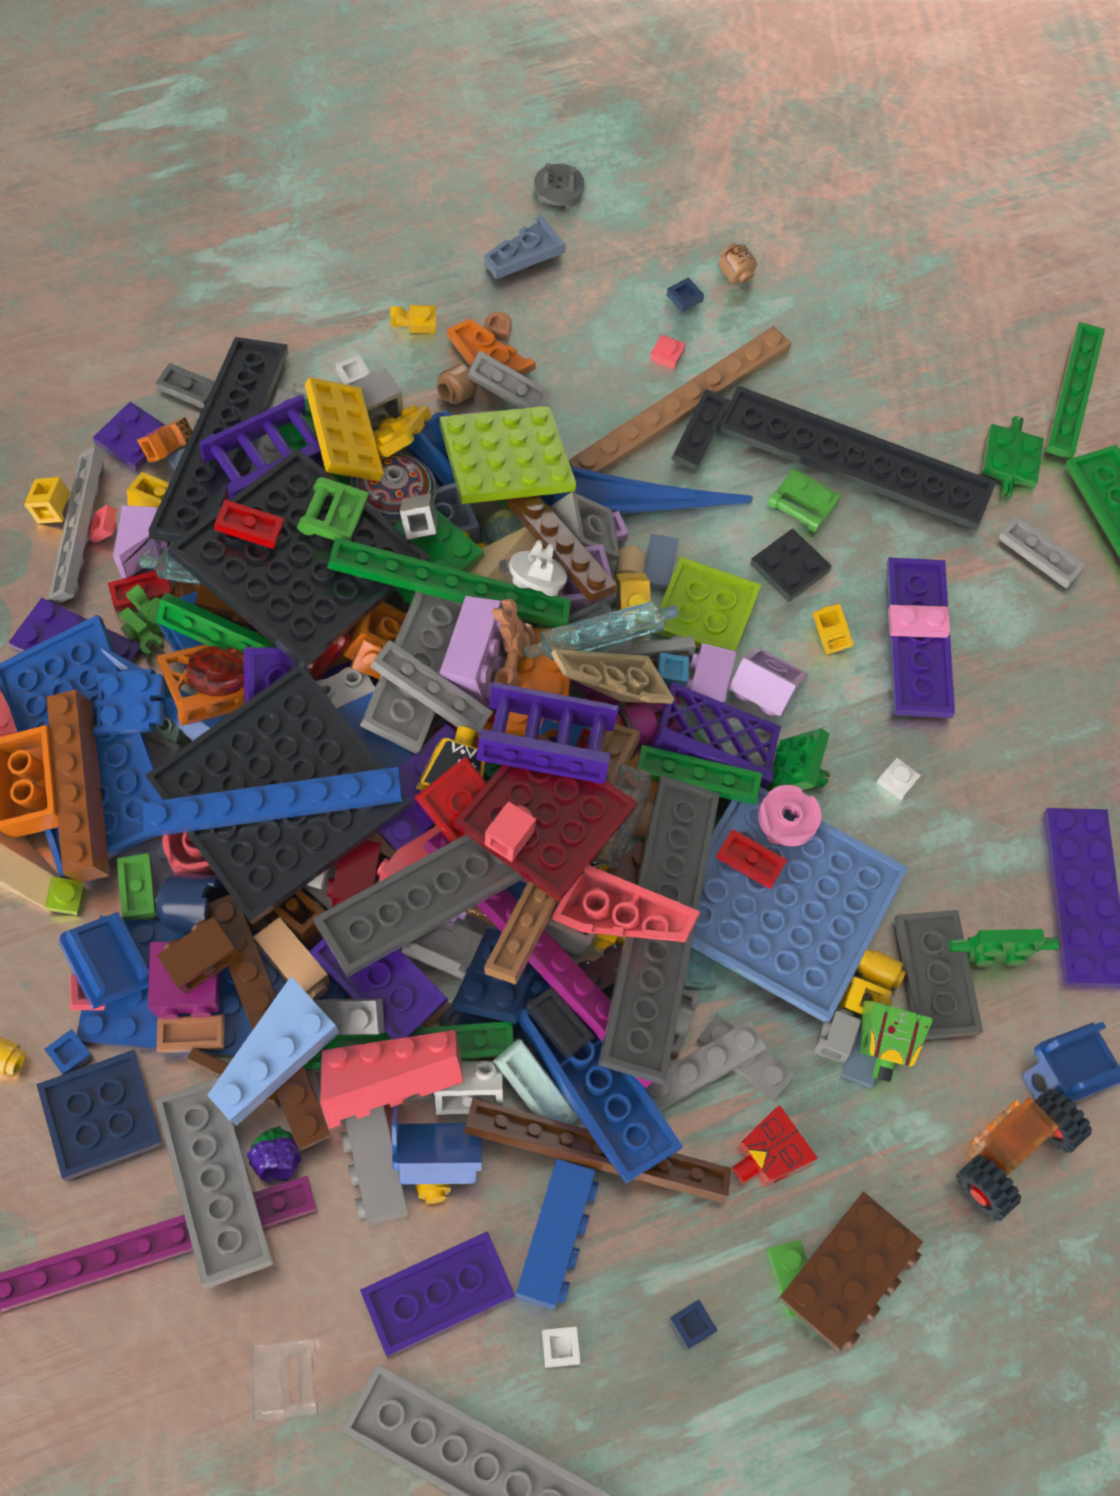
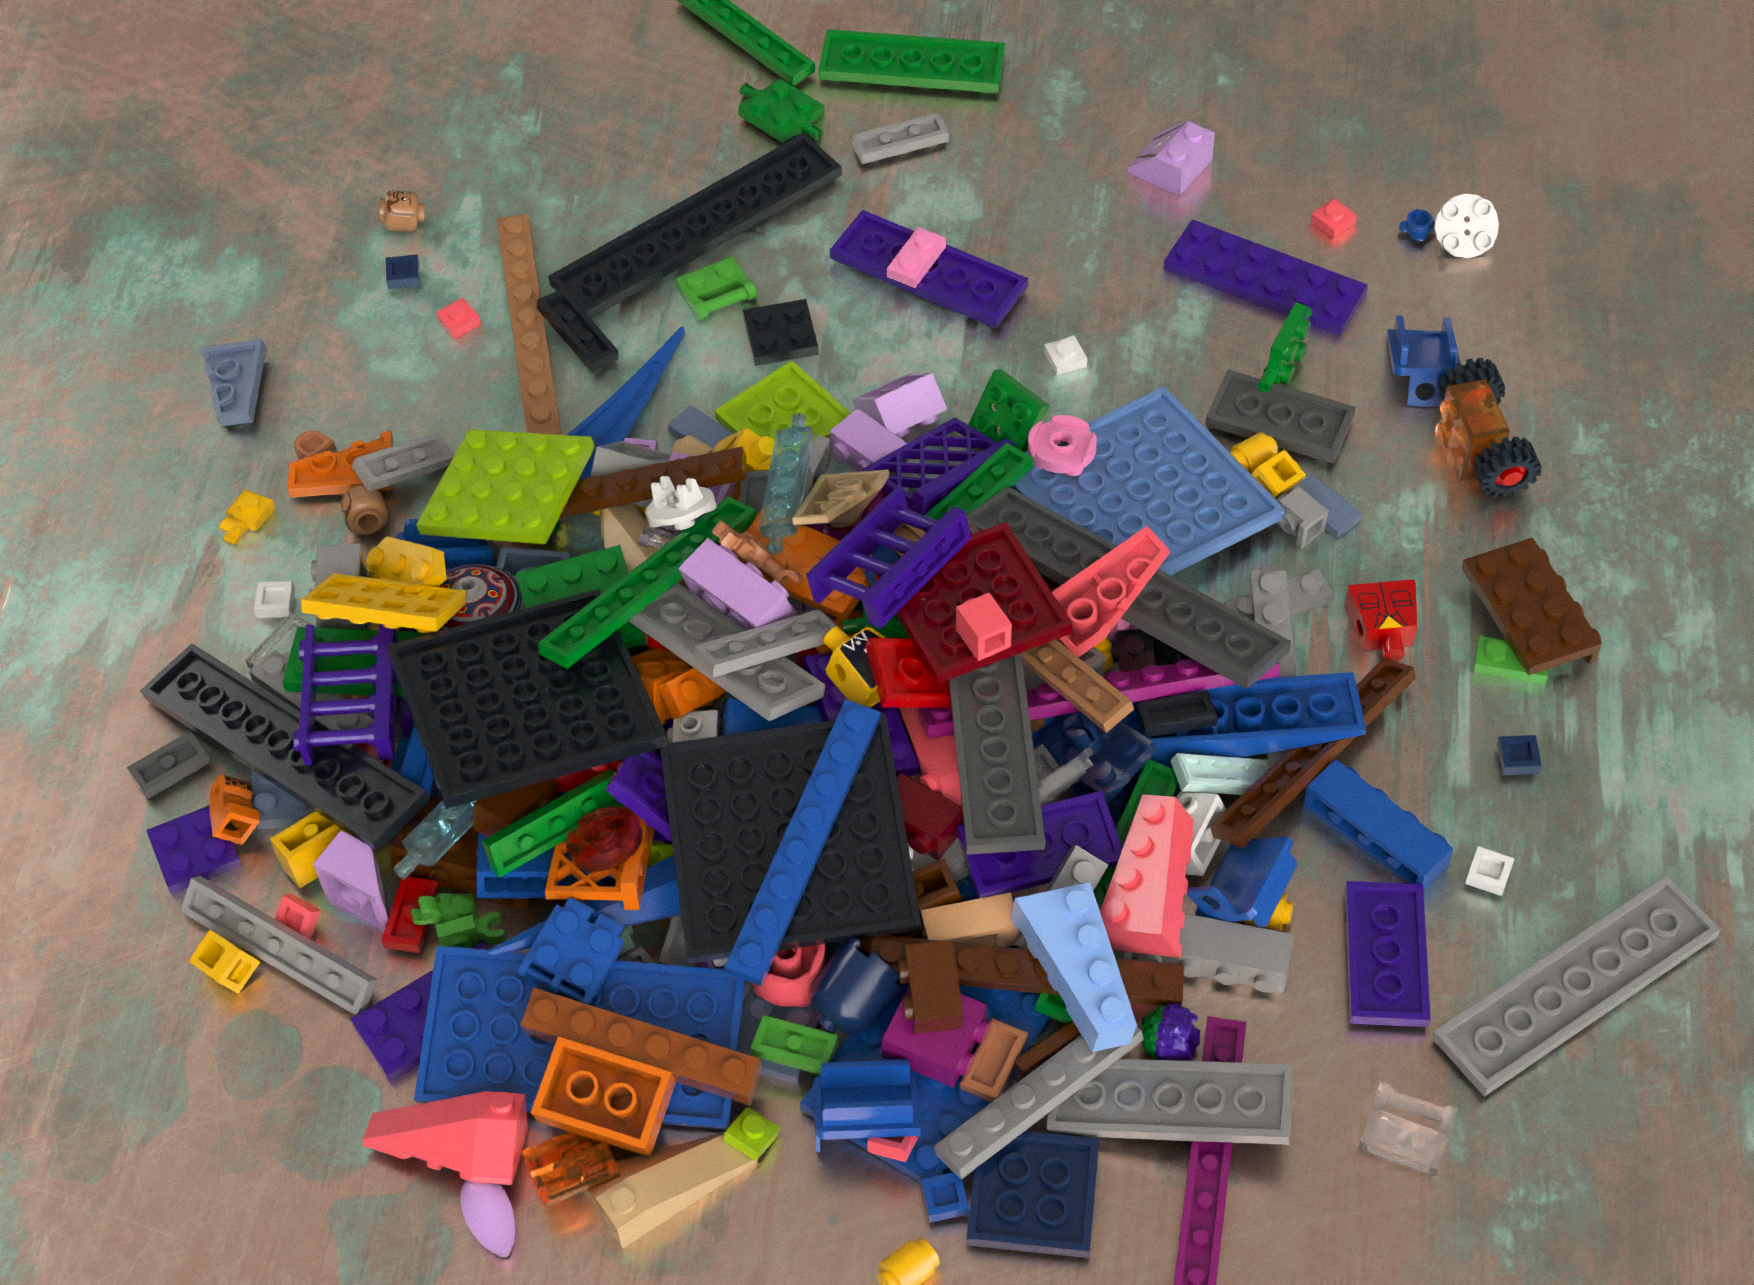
camera: 55 degrees left, 10 degrees down
(162, 1074) = (1026, 1104): none -> light grey plate
(249, 524) = (467, 712): red plate -> none
(342, 514) = (502, 629): bright green plate -> none
(418, 516) = (549, 573): light grey brick -> none
(559, 185) = (173, 316): dark grey plate -> none
(673, 668) = (841, 463): dark azure plate -> none
(751, 859) = (1091, 491): red plate -> none
(833, 629) = (873, 318): yellow brick -> none
(891, 1037) = (1329, 470): bright green torso -> none

